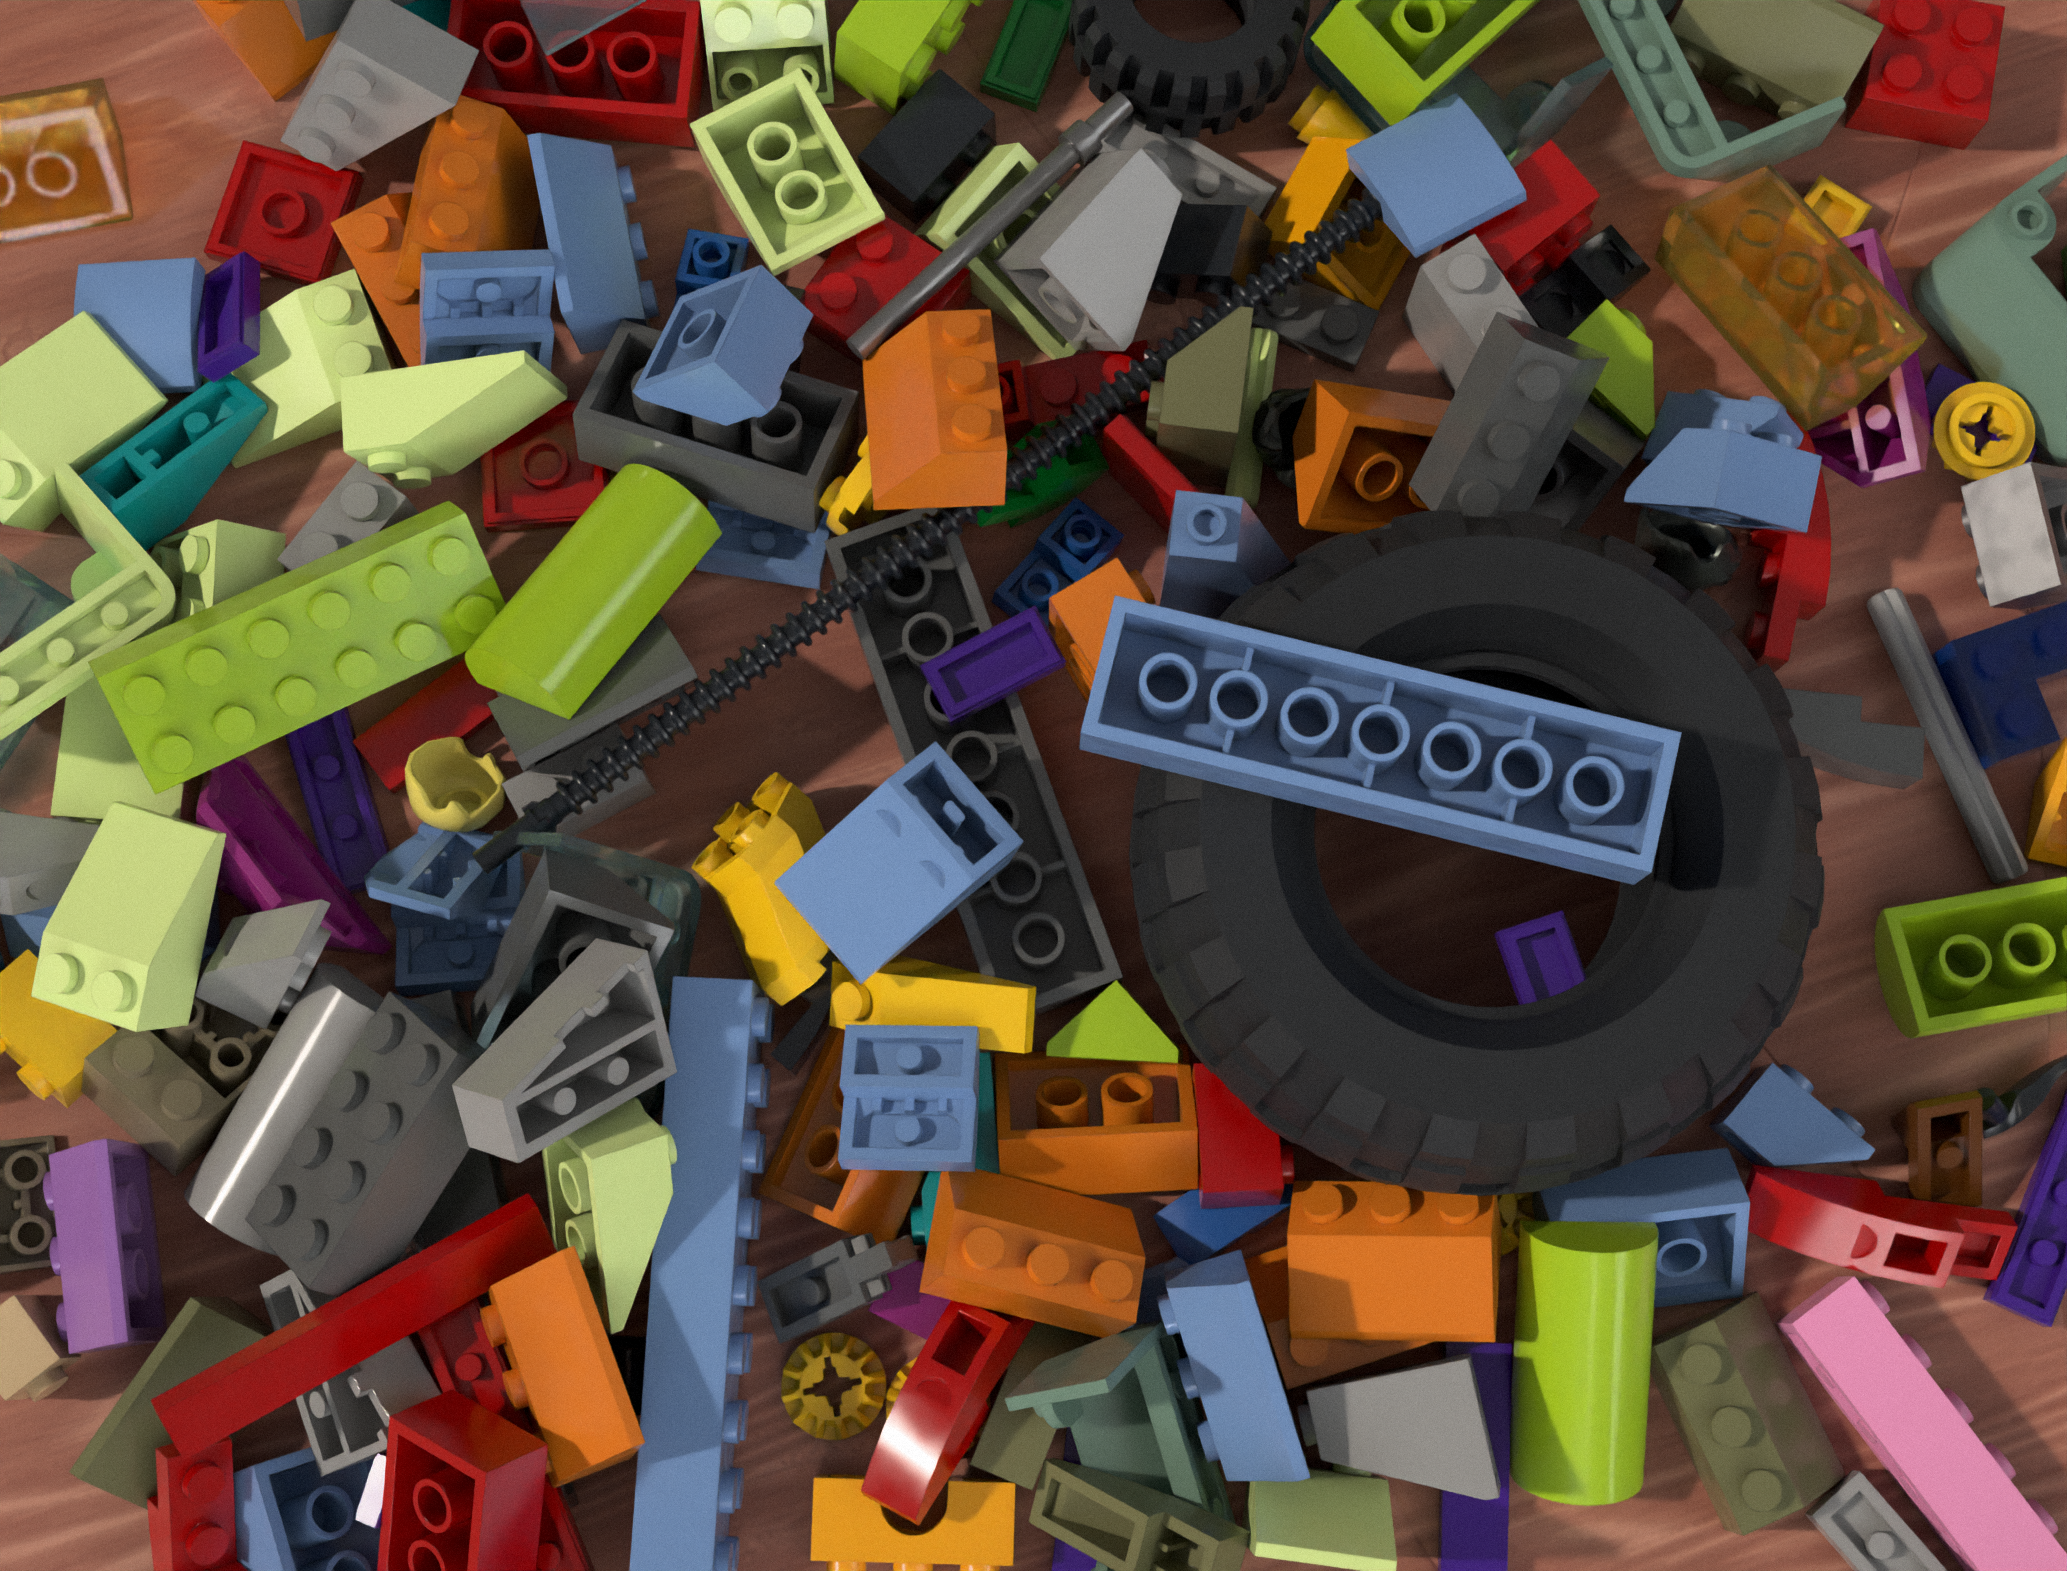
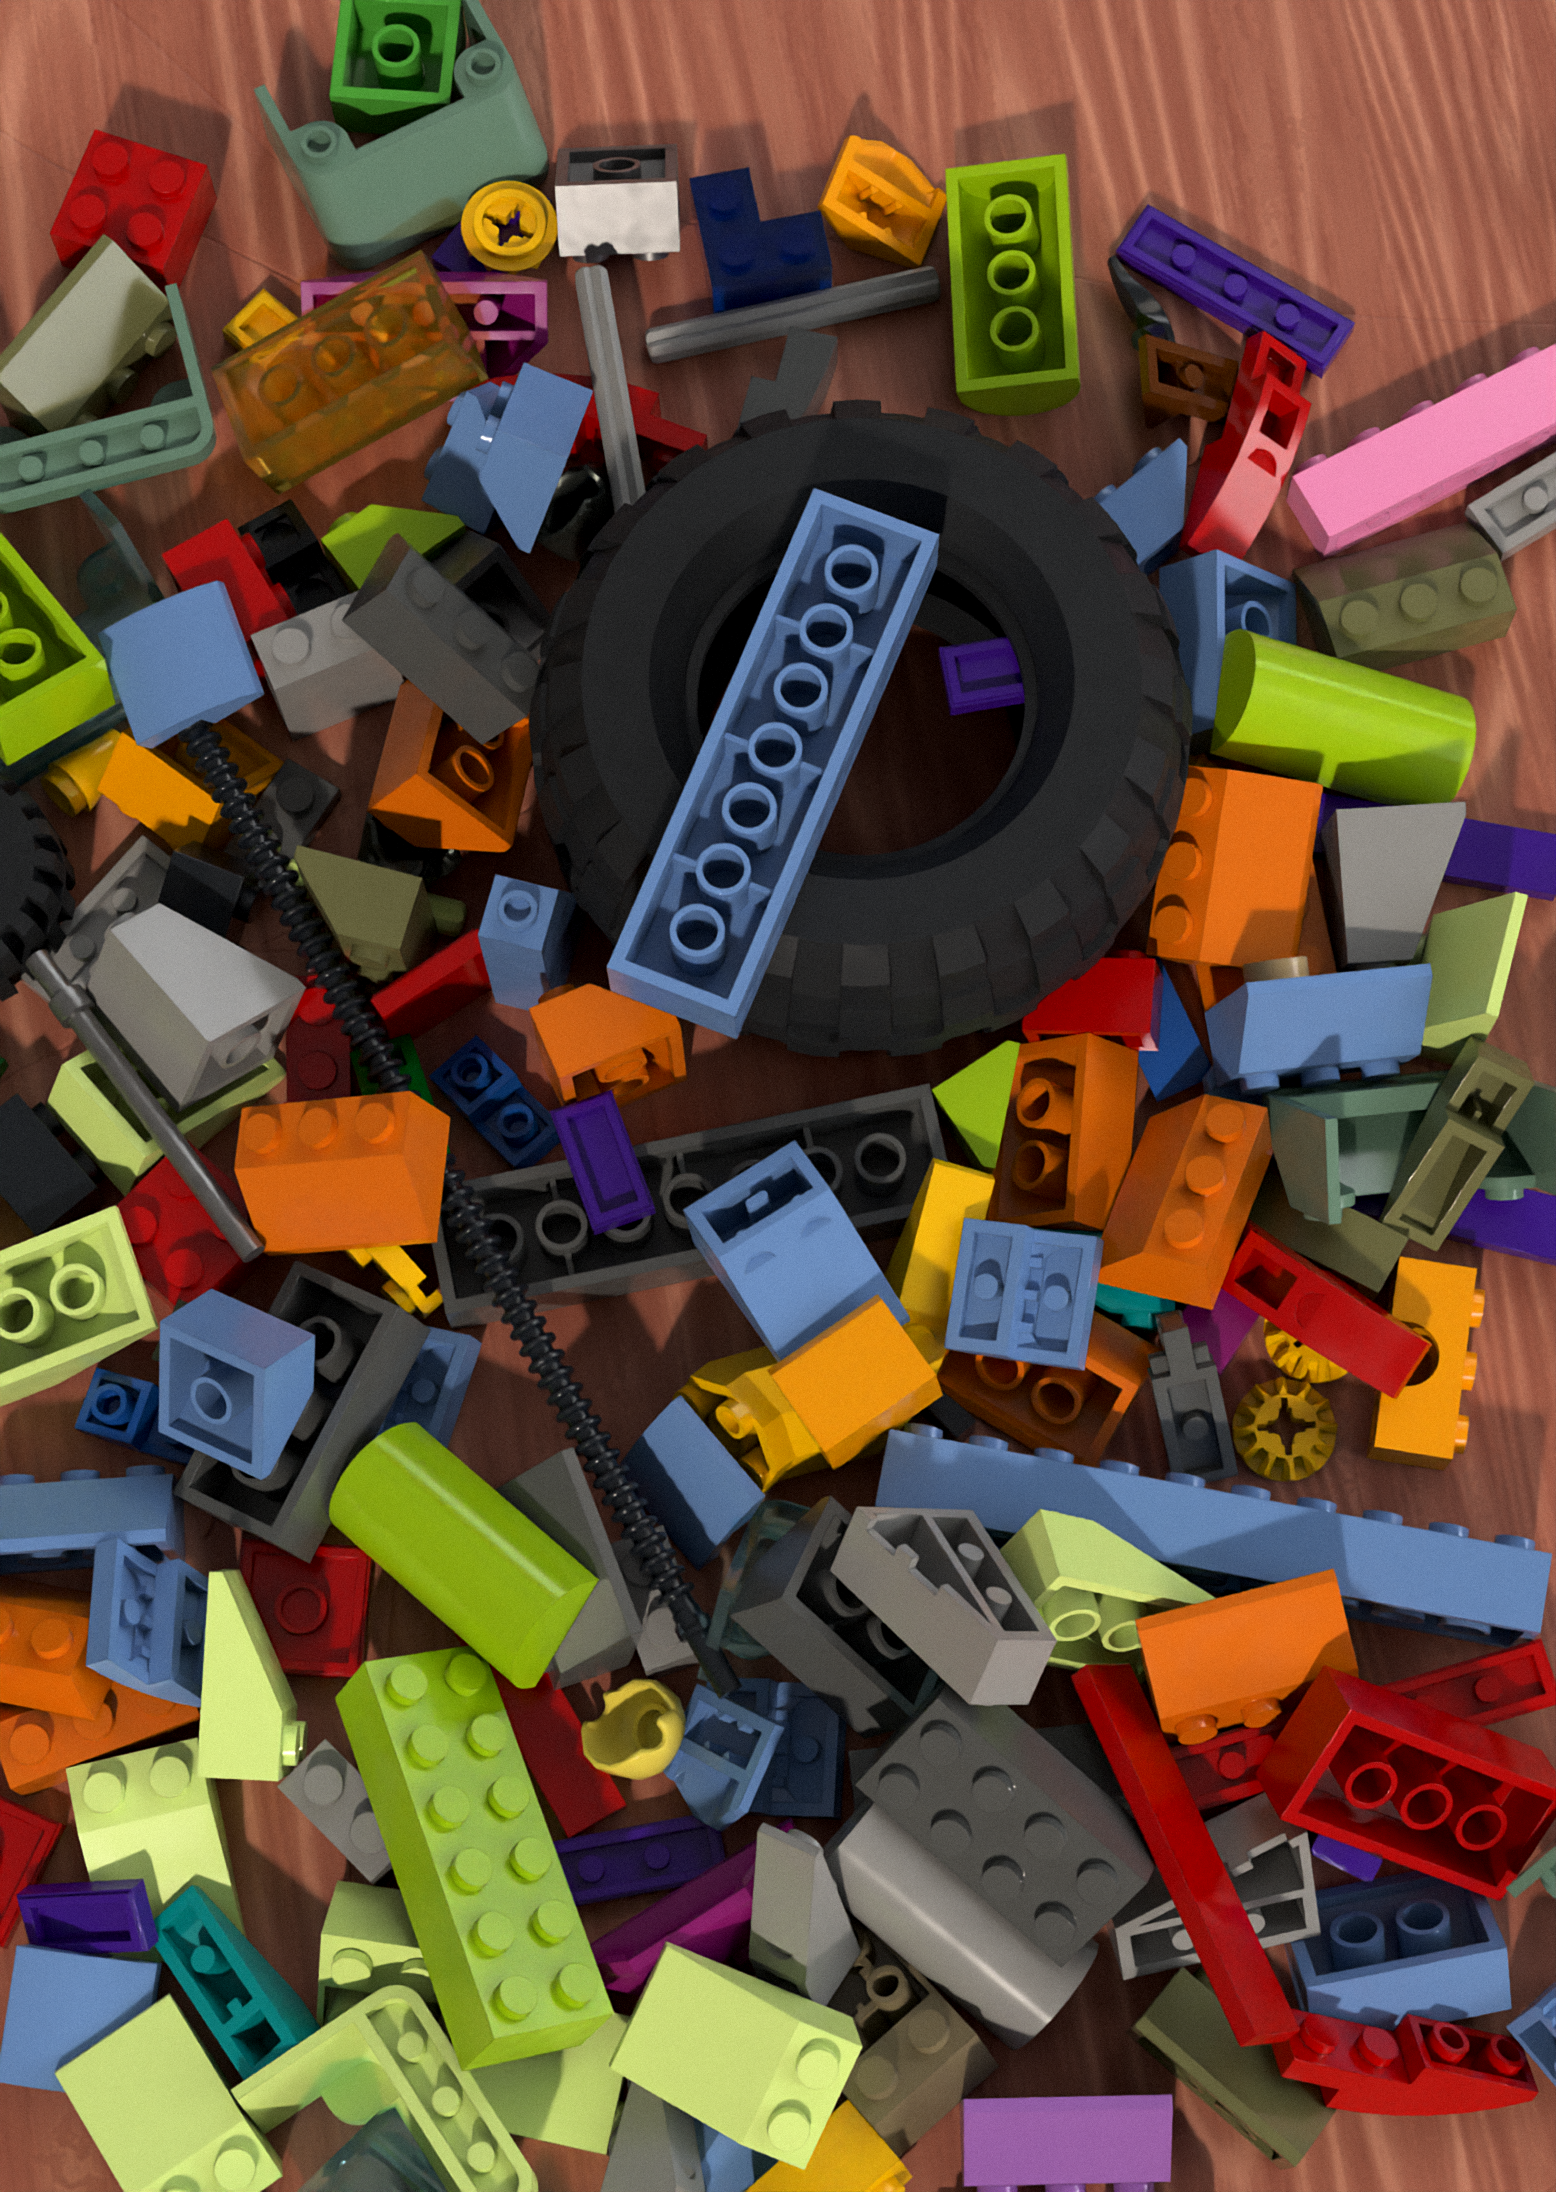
camera: 80 degrees left, 5 degrees down
(695, 801) = (691, 1483): none -> medium blue slope
(786, 935) = (856, 1381): none -> light orange slope
(1281, 1315) = (1276, 969): none -> tan tile
(1821, 552) = (609, 385): none -> light grey axle

